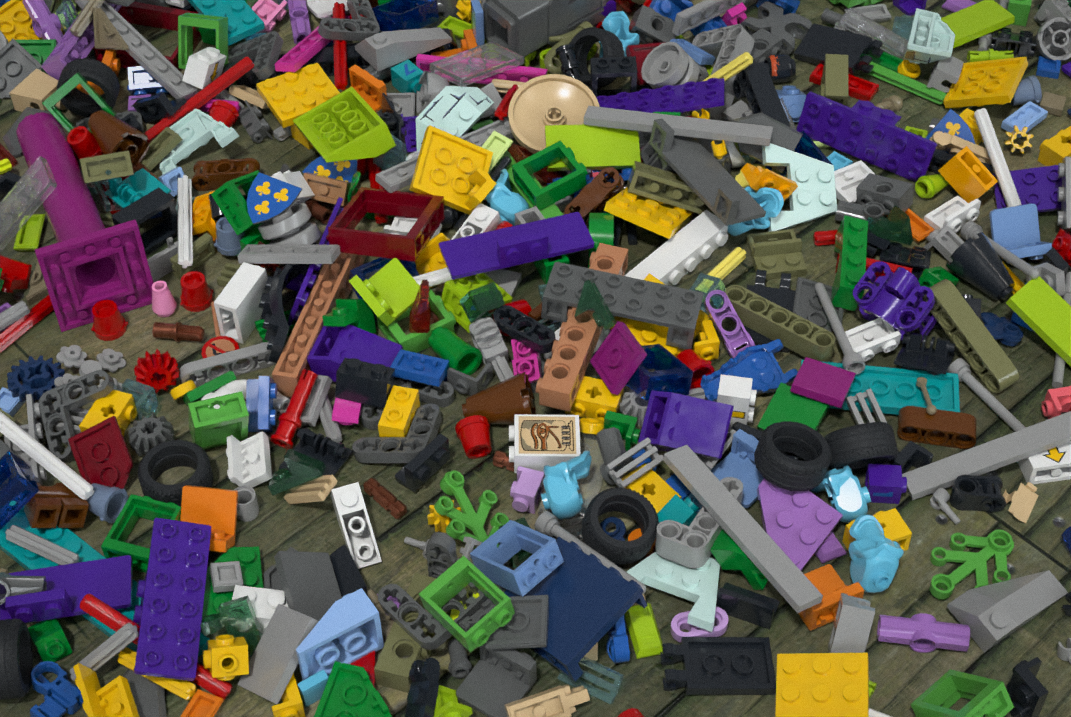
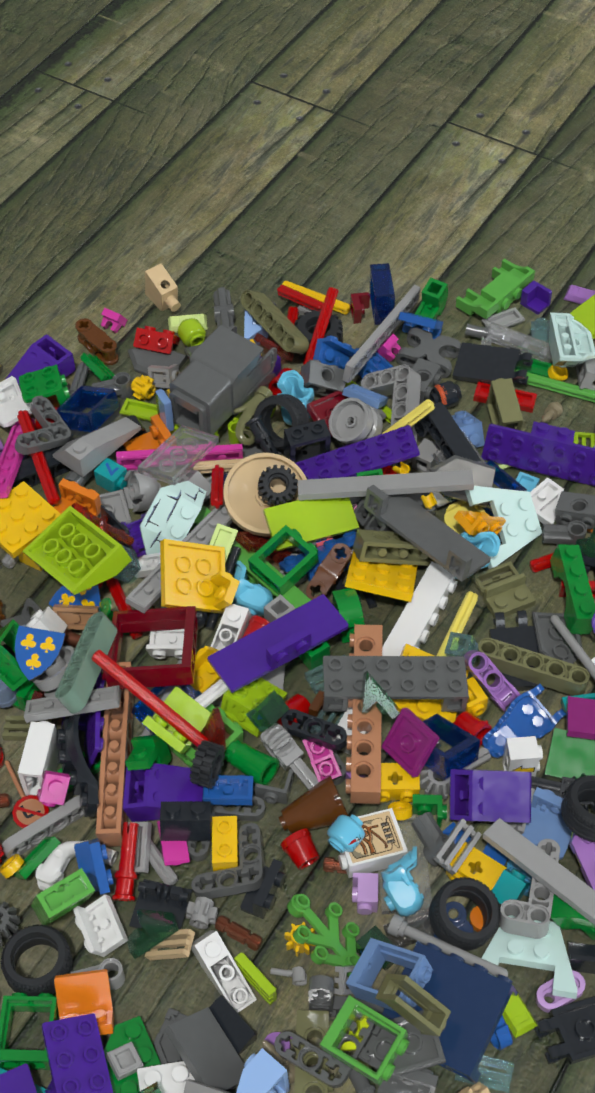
camera: 15 degrees left, 5 degrees up
(245, 327) = (53, 788): none -> dark pink bracket
(313, 217) = (81, 670): none -> sand green beam
(353, 469) = (201, 913): none -> light grey gear
(365, 263) = (148, 698): none -> red axle
(379, 107) = (102, 523): none -> clear red piece
(386, 540) = (256, 978): none -> lime tile
(403, 334) = (207, 764): none -> black tyre
(519, 422) = (346, 833): none -> medium azure head
(548, 591) = (435, 1014): none -> olive window
(565, 95) = (277, 473): none -> black tyre

